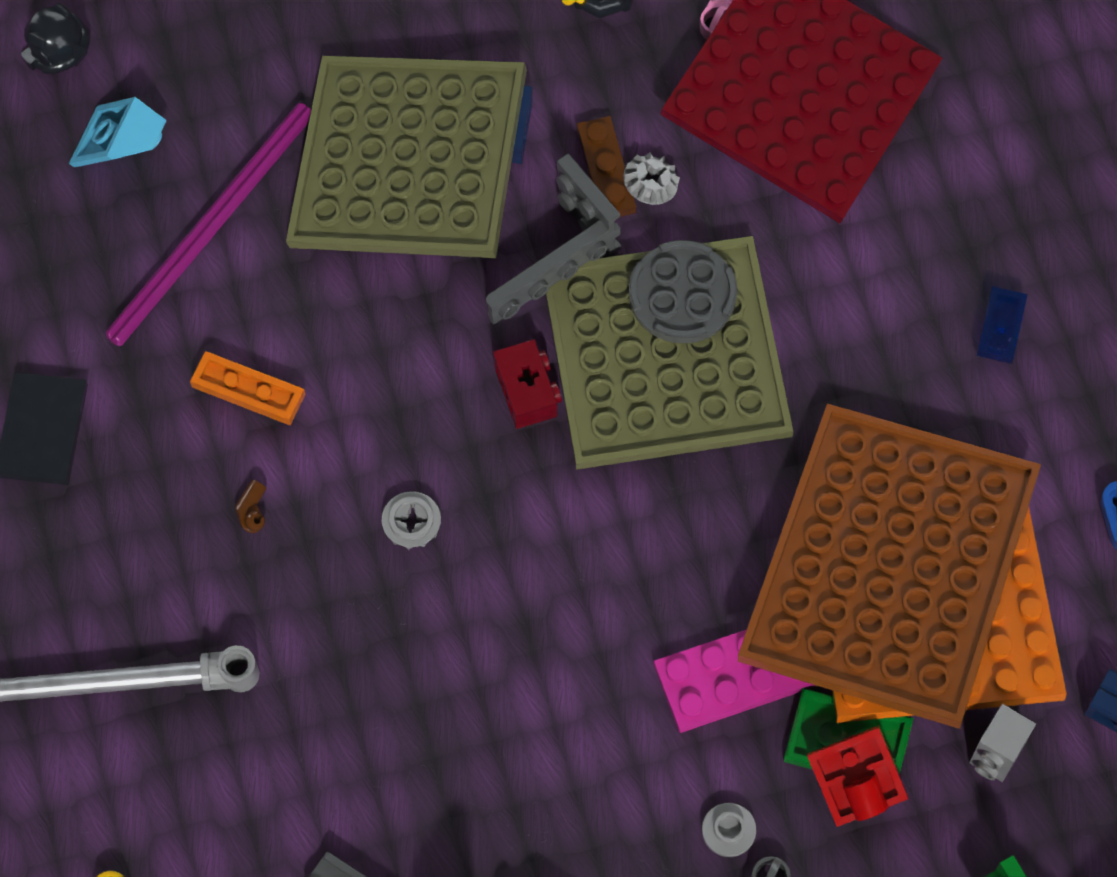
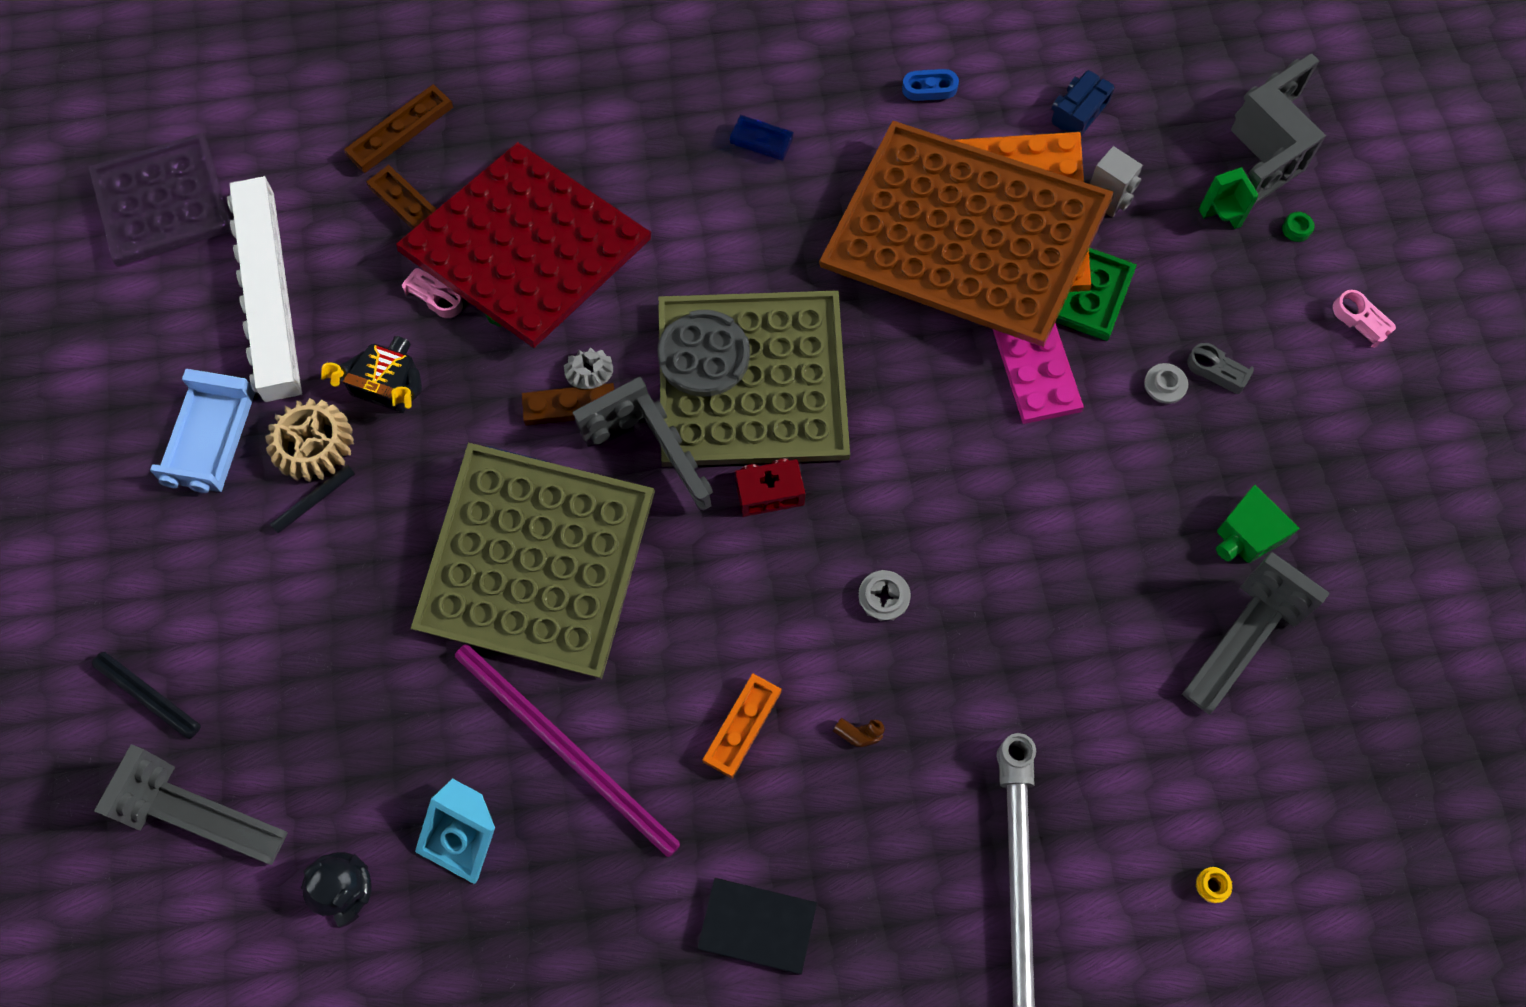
camera: 85 degrees left, 0 degrees up
(858, 776) = (1134, 282): red plate -> none

